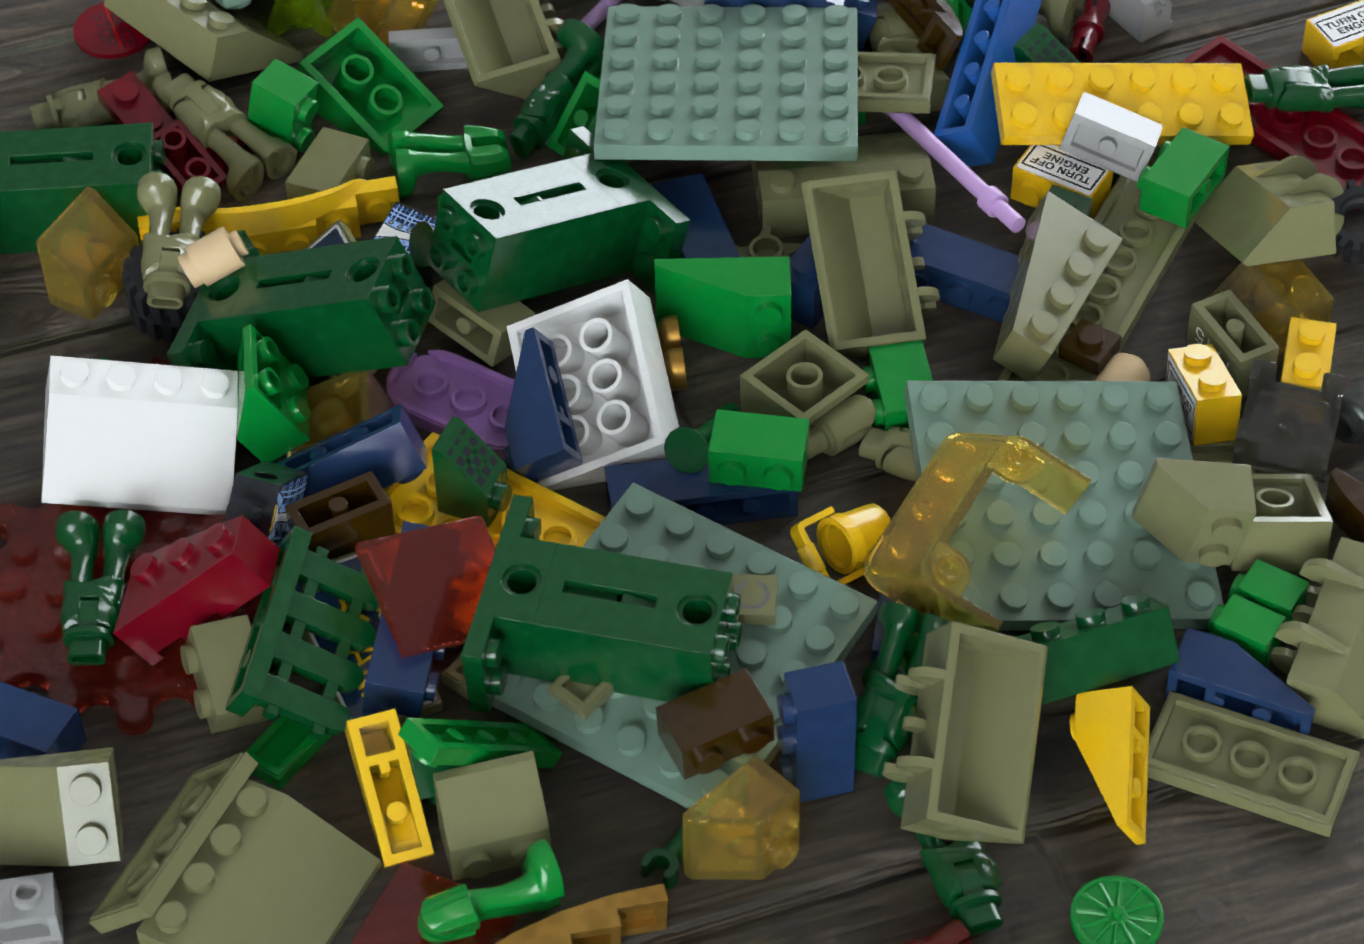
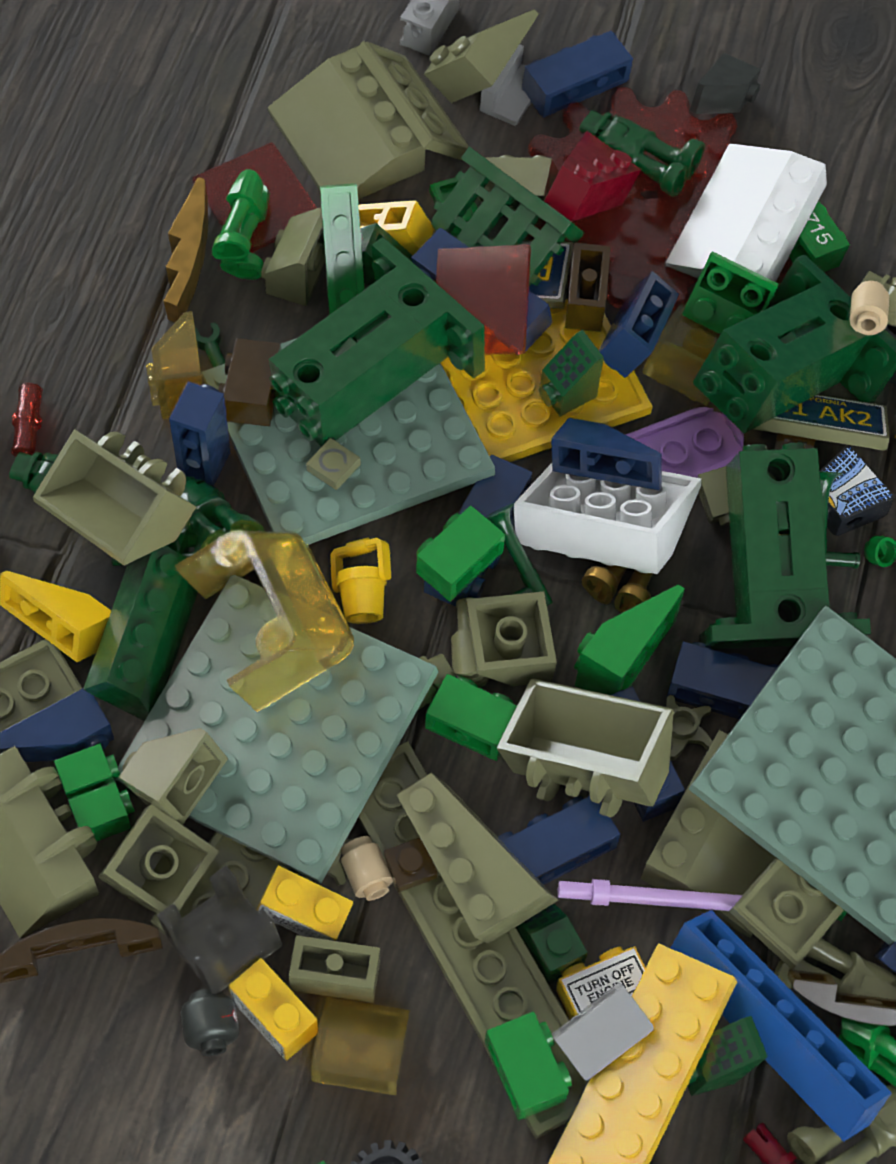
camera: 120 degrees right, 15 degrees up
(261, 495) = (633, 247): black torso -> none
(1274, 212) = (426, 1083): olive piece -> none

